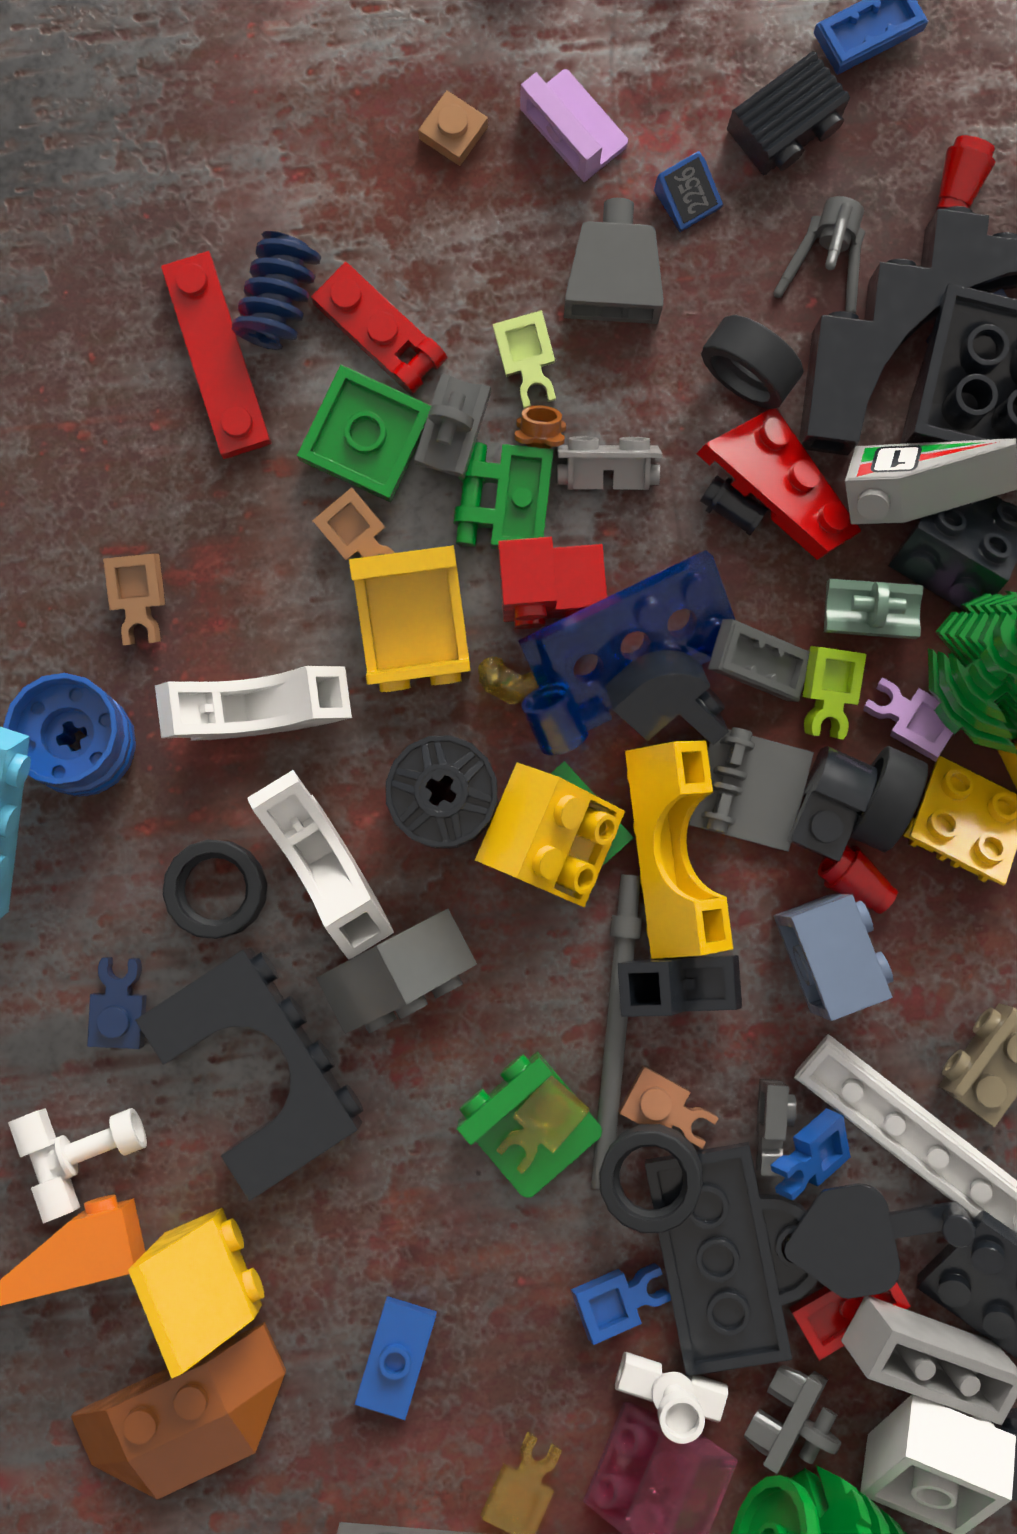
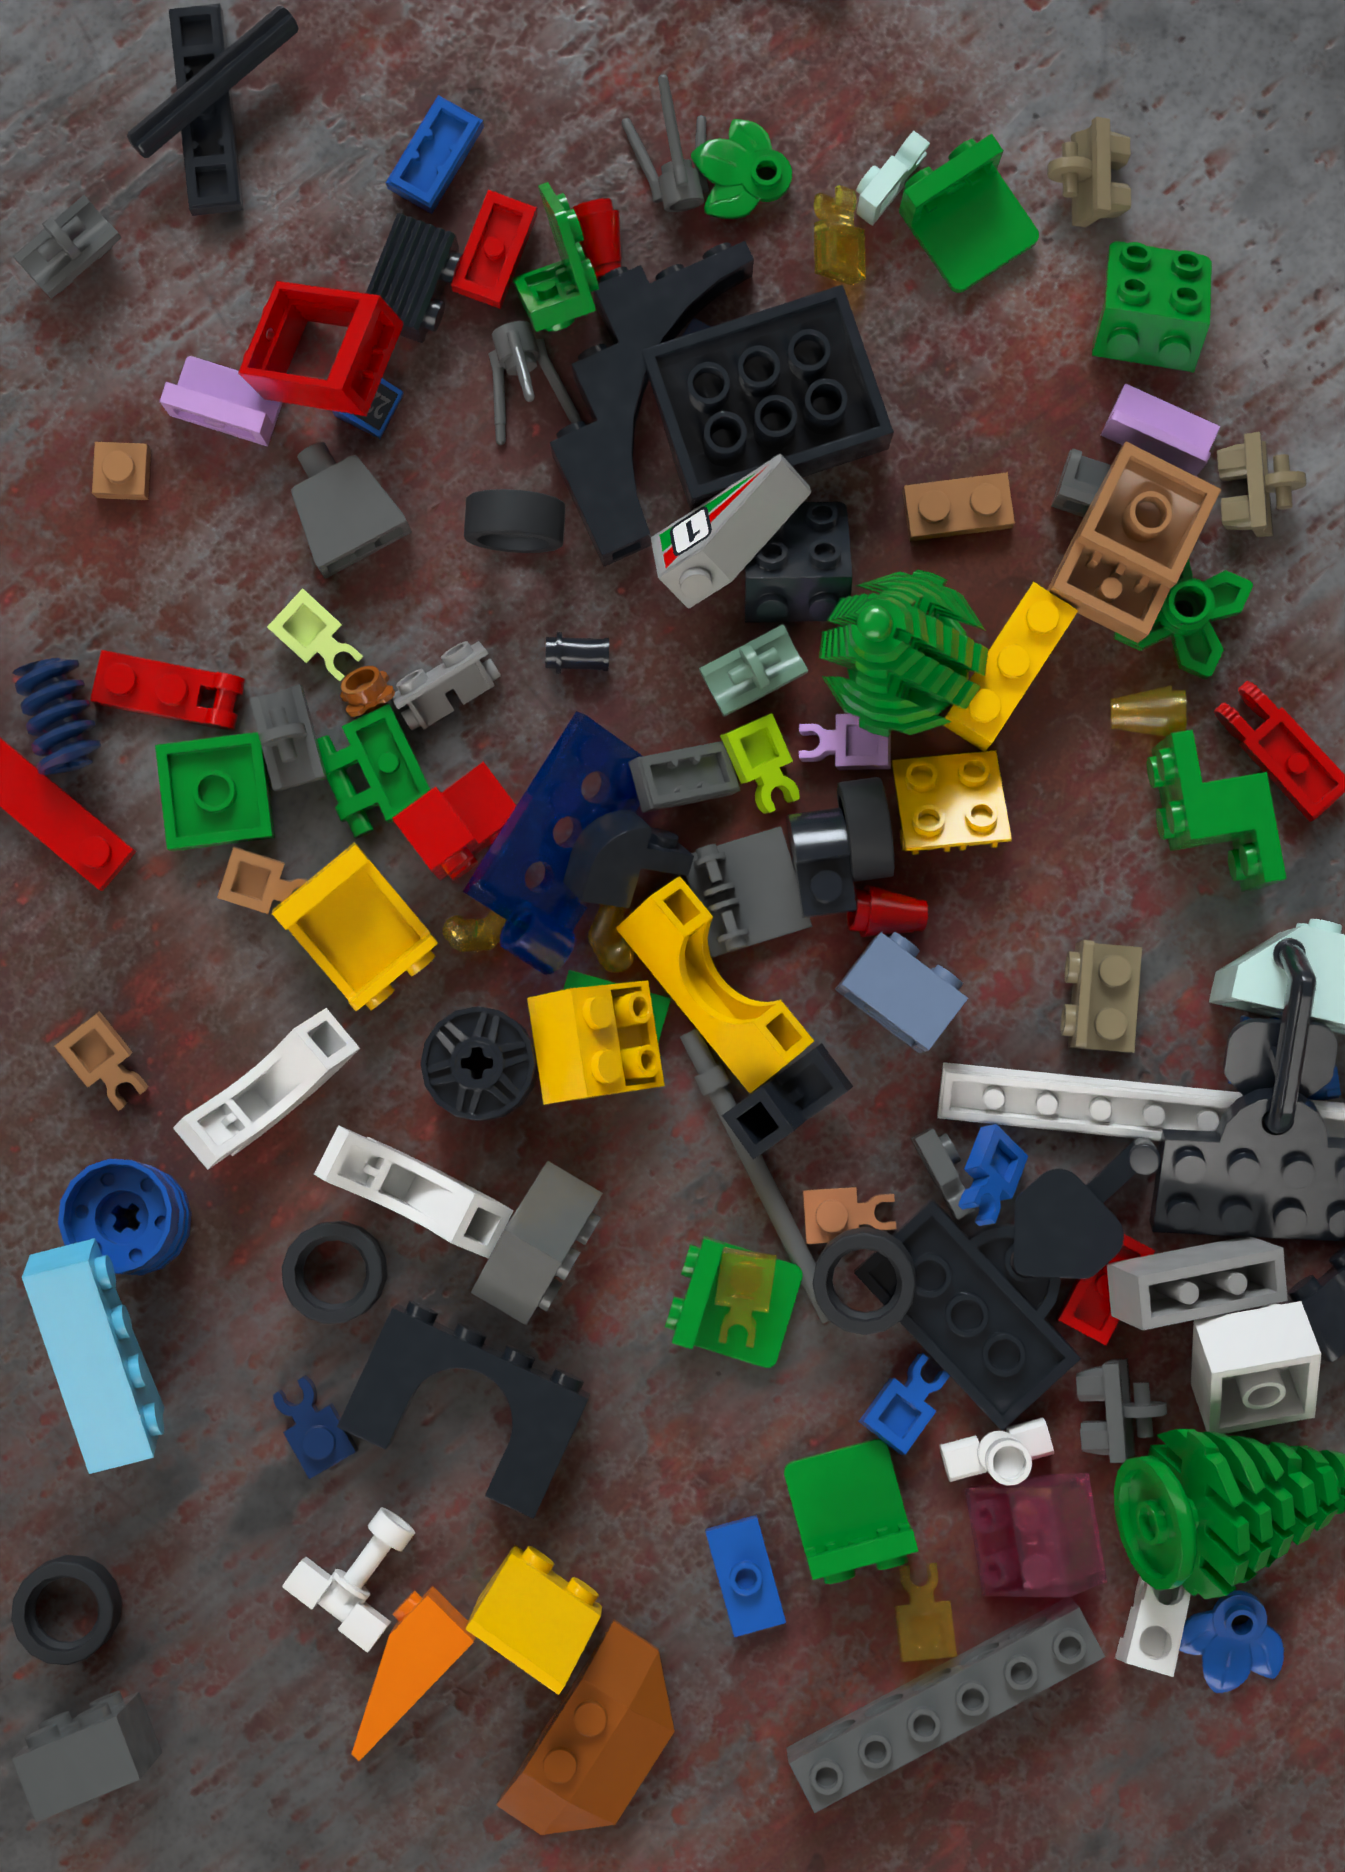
camera: 30 degrees left, 0 degrees up
(516, 1363) = (849, 1511): none -> green bracket
(610, 757) = (607, 942): none -> clear yellow arm
(707, 150) = (359, 362): none -> red window
(781, 474) = (605, 603): red wing -> none
(871, 133) = (494, 249): none -> red plate
(915, 199) = (562, 289): none -> green bracket

